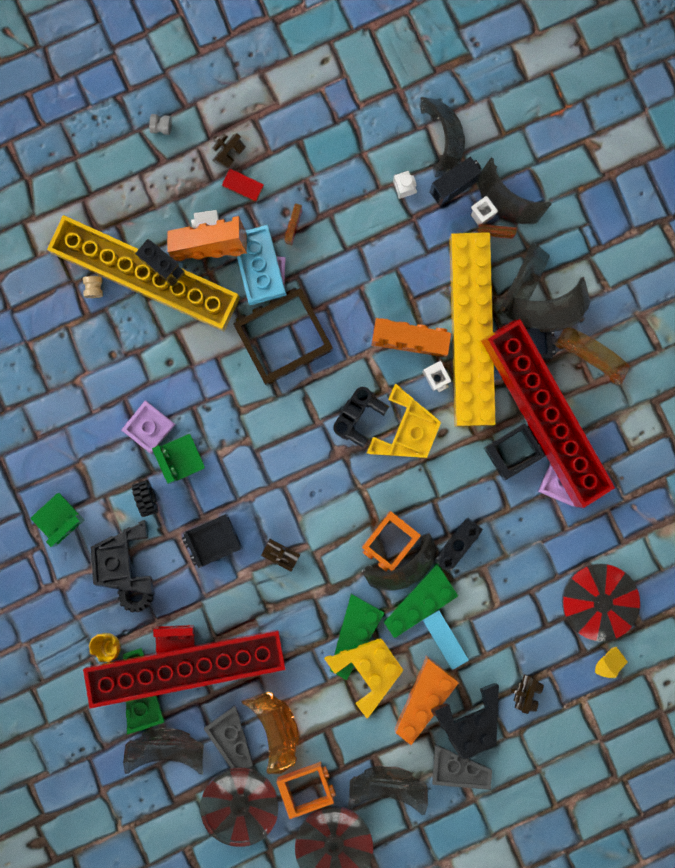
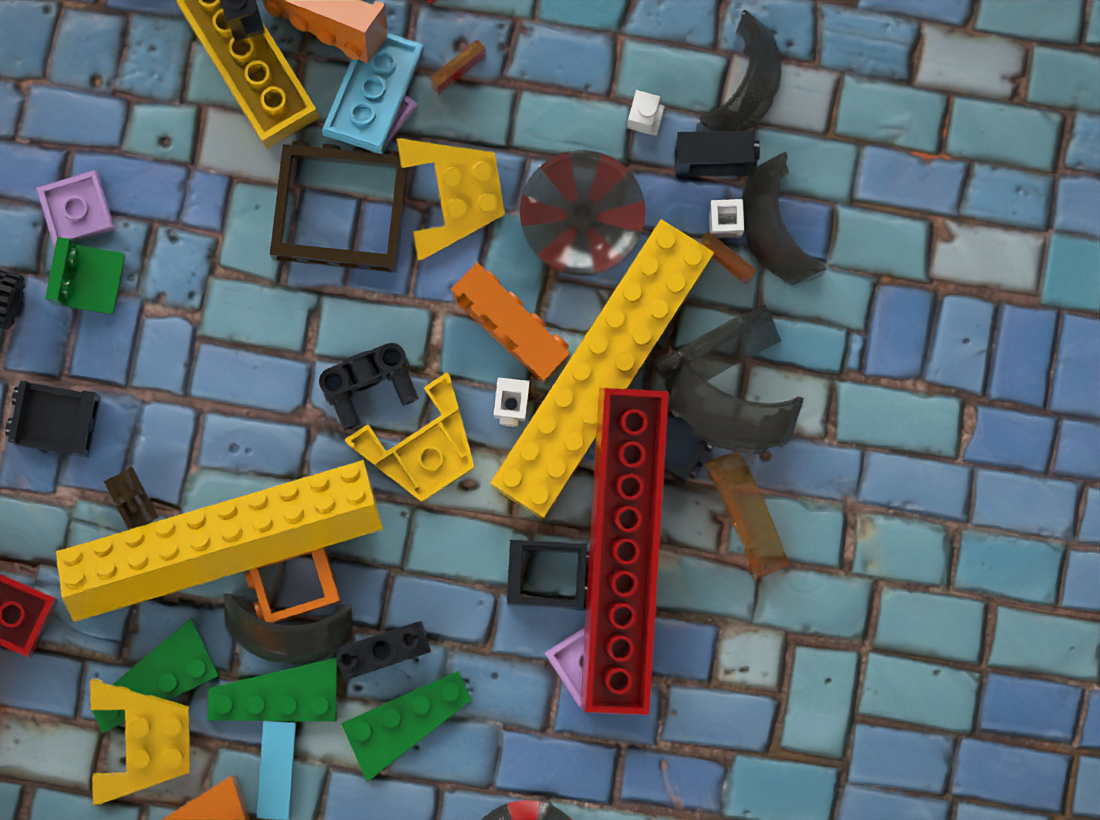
camera: 30 degrees right, 5 degrees down
(340, 546) = (217, 541): none -> yellow brick
(341, 284) = (466, 189): none -> yellow wing
(408, 256) = (582, 212): none -> clear smoke dish
(490, 576) = (396, 726): none -> green wing

